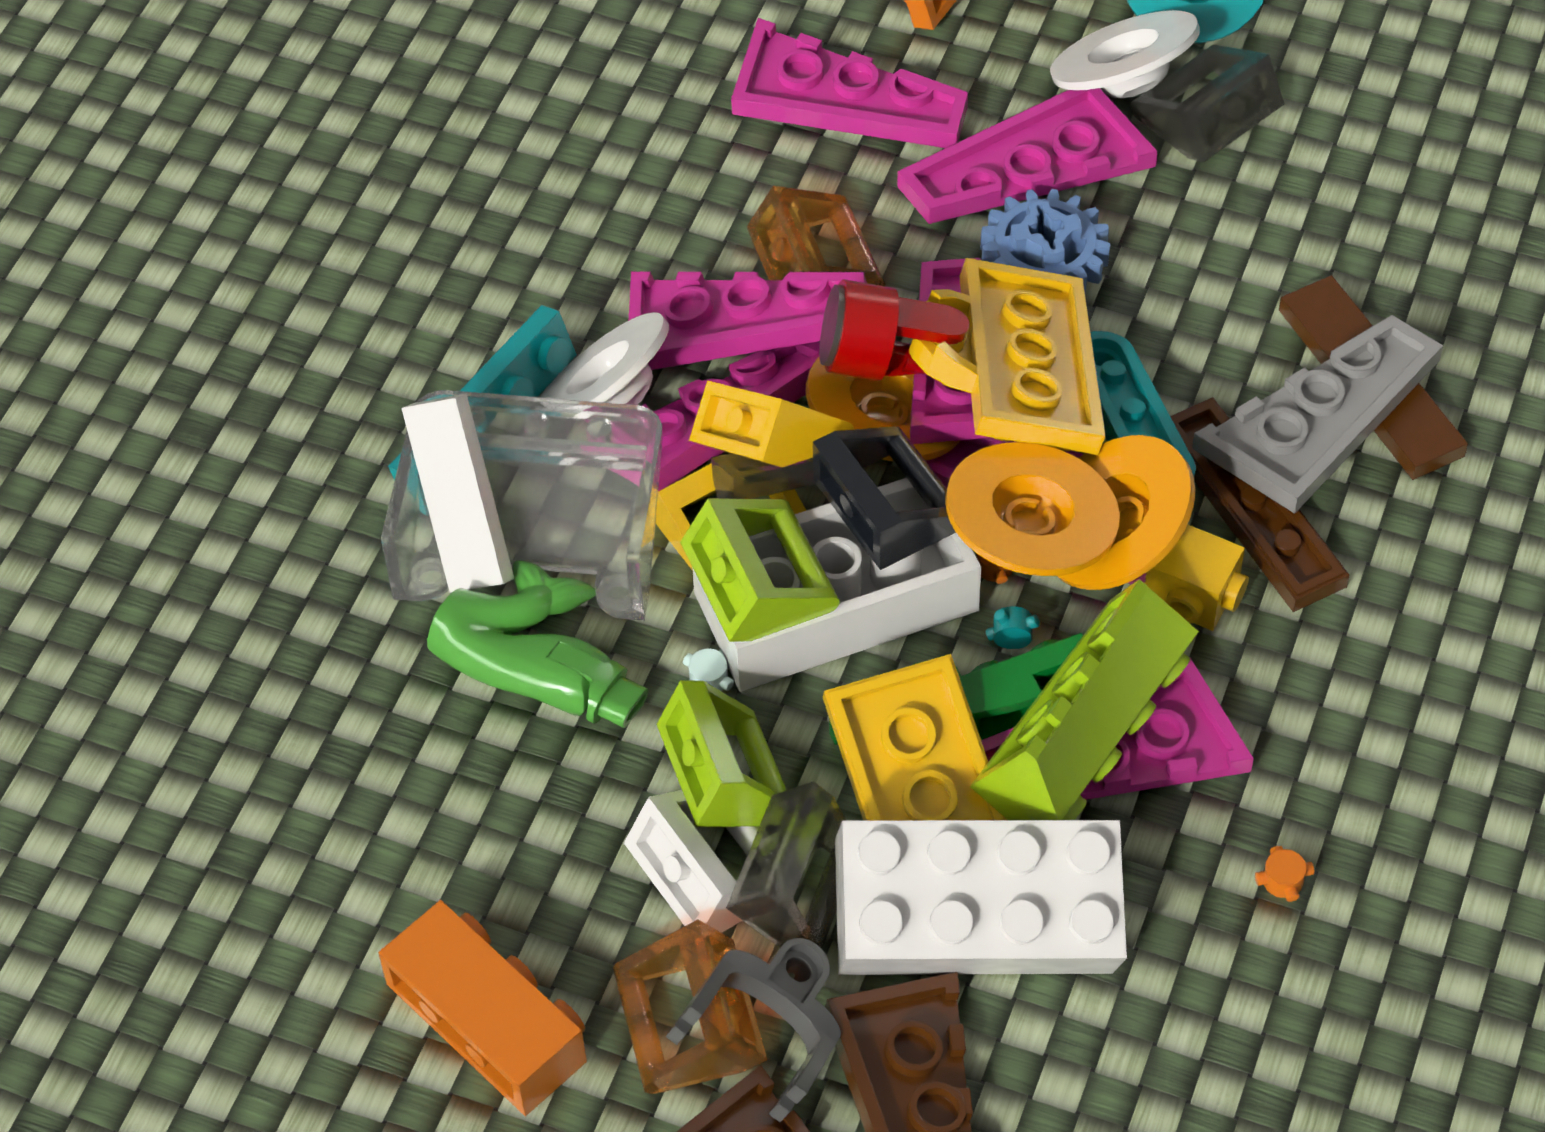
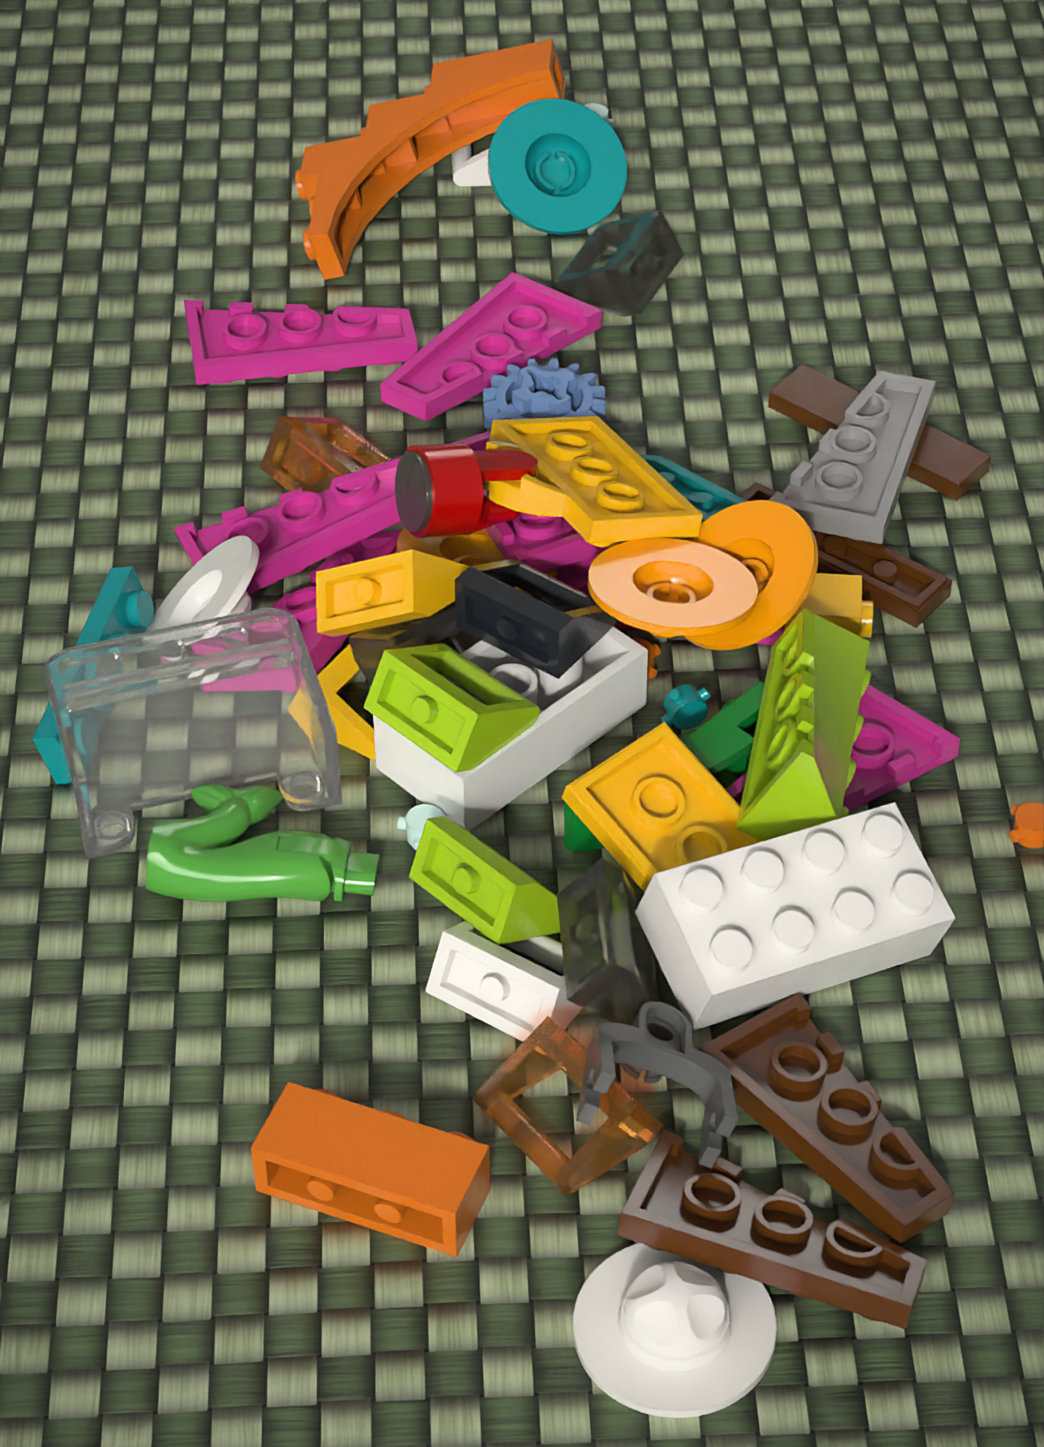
camera: 25 degrees left, 10 degrees down
(458, 492) = (123, 731): white tile -> none
(1127, 54) = (536, 245): white hat -> none

